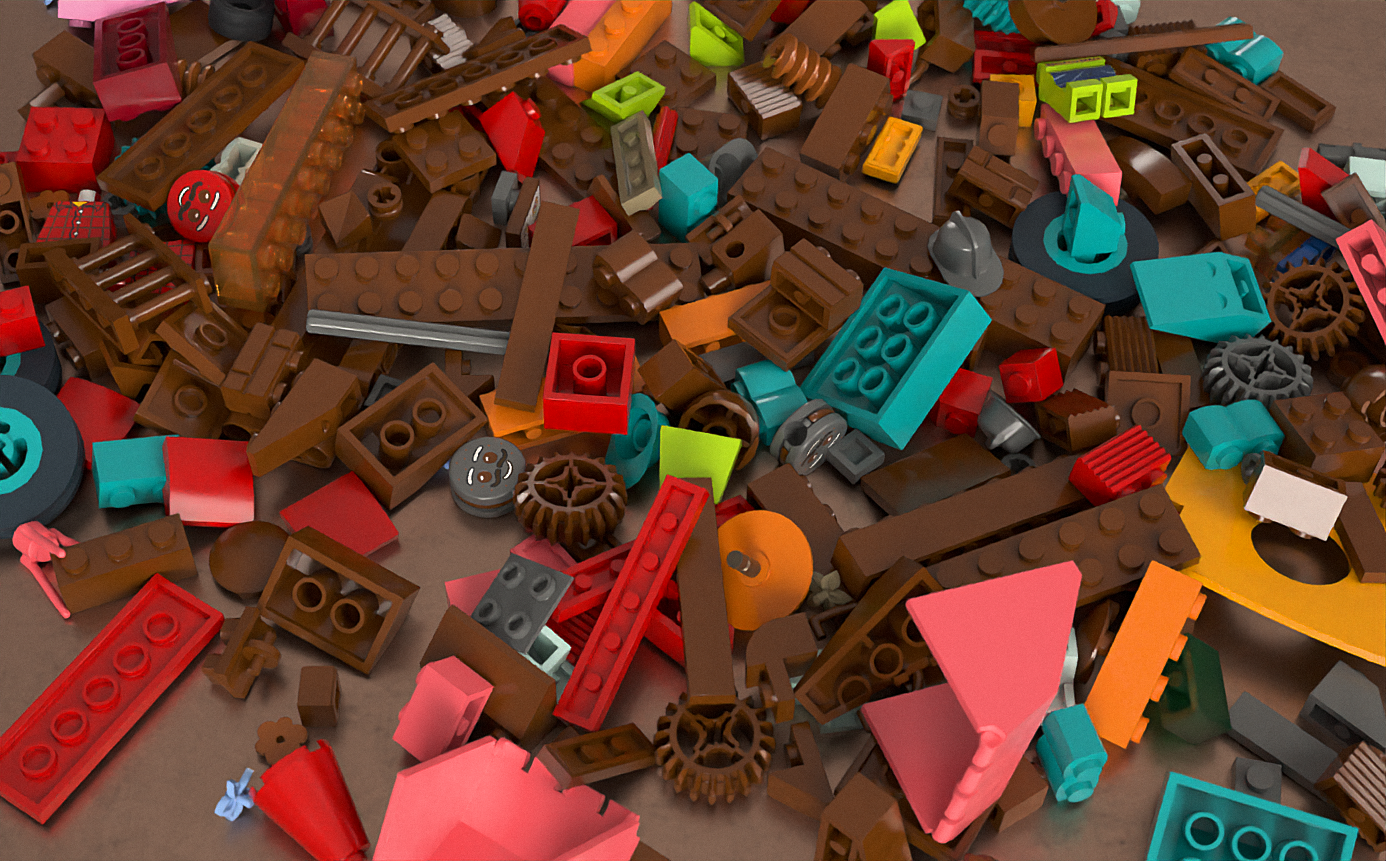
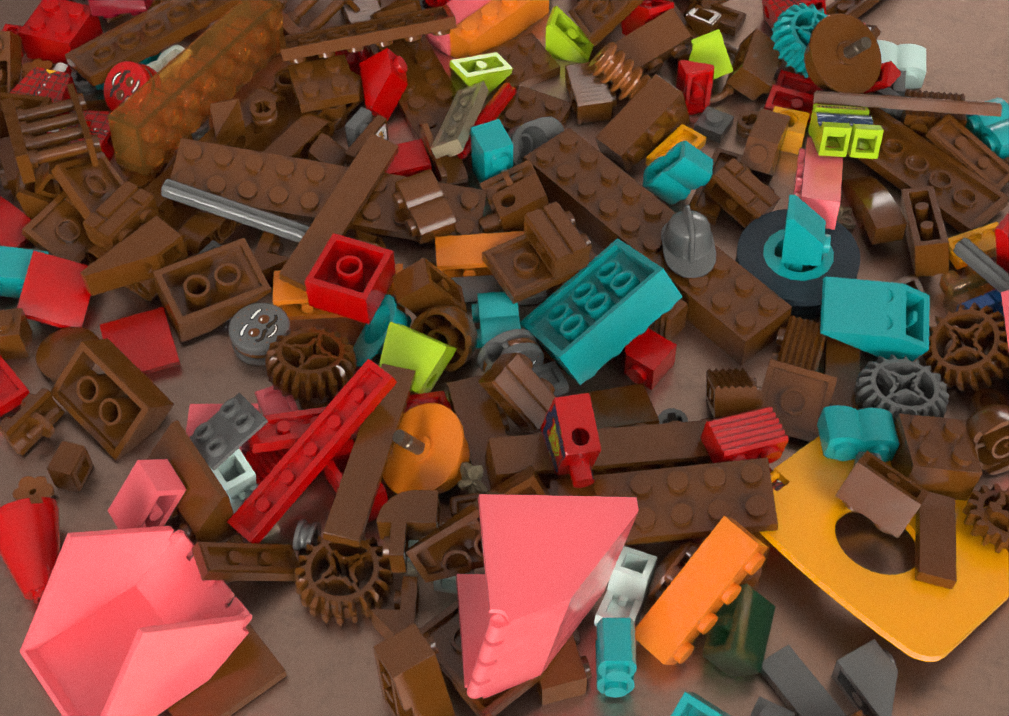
camera: 20 degrees right, 0 degrees up
(648, 706) = (306, 534): none -> dark grey bush
(841, 473) = (519, 390): none -> reddish brown brick
(915, 174) = (678, 173): none -> teal brick
(942, 512) = (572, 438): none -> red torso
(1005, 425) = (675, 382): dark grey piece -> none
(1031, 375) = (710, 349): red brick -> none

